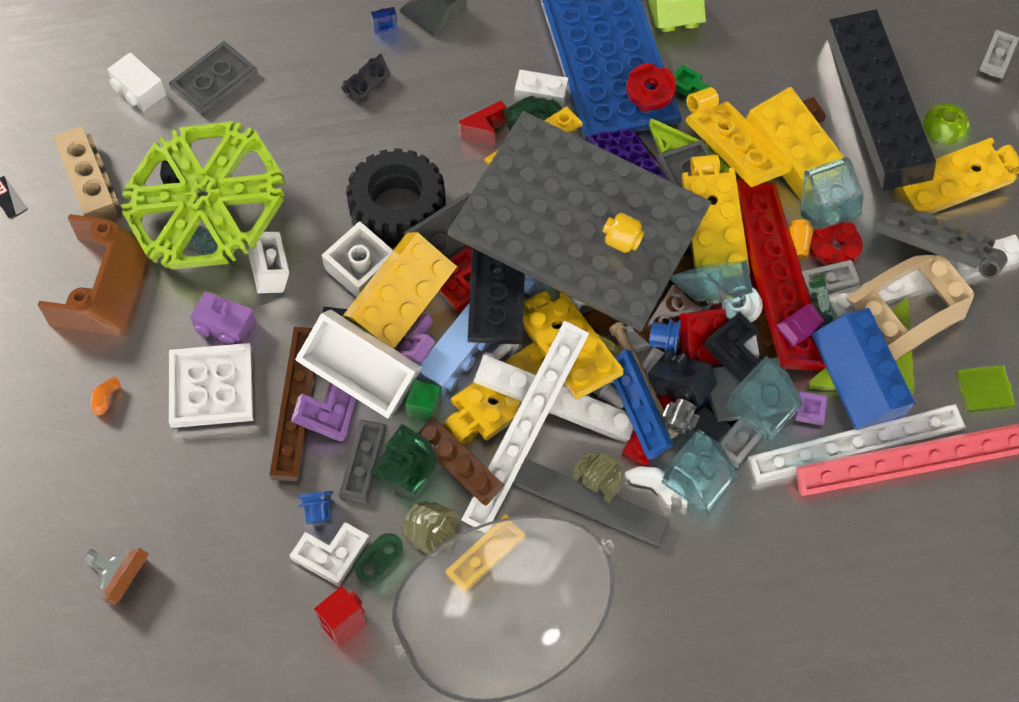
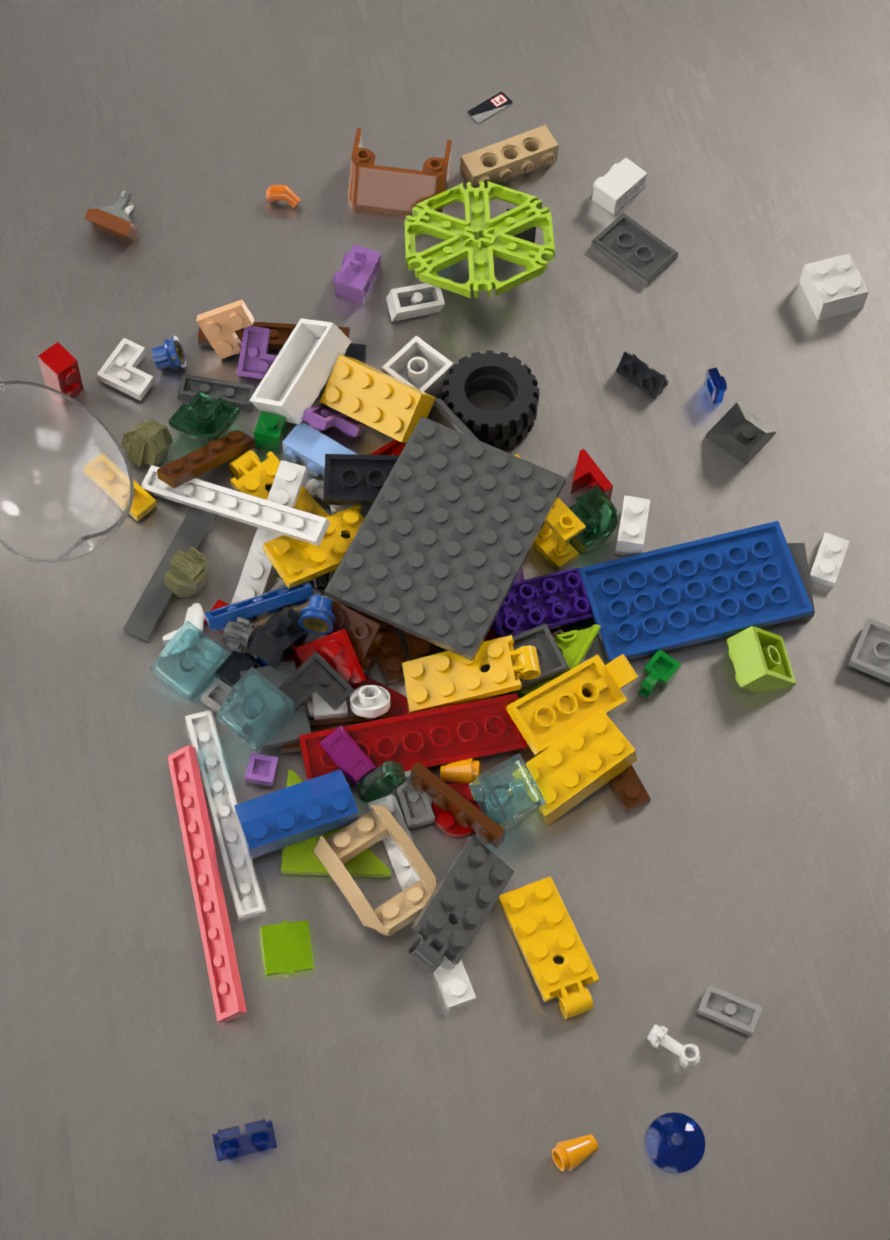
camera: 85 degrees right, 0 degrees up
(210, 385) = (292, 271): white plate -> none
(295, 443) = (220, 327): none -> light nougat plate
(377, 559) = (121, 407): clear green plate -> none
(623, 233) = (417, 561): yellow head -> none
(651, 99) = (644, 612): red plate -> none
(716, 282) = (380, 658): clear light blue slope -> none
(840, 240) = (465, 812): none -> reddish brown plate
(881, 100) = (643, 858): black brick -> none
(946, 130) = (627, 956): clear neon green piece -> none

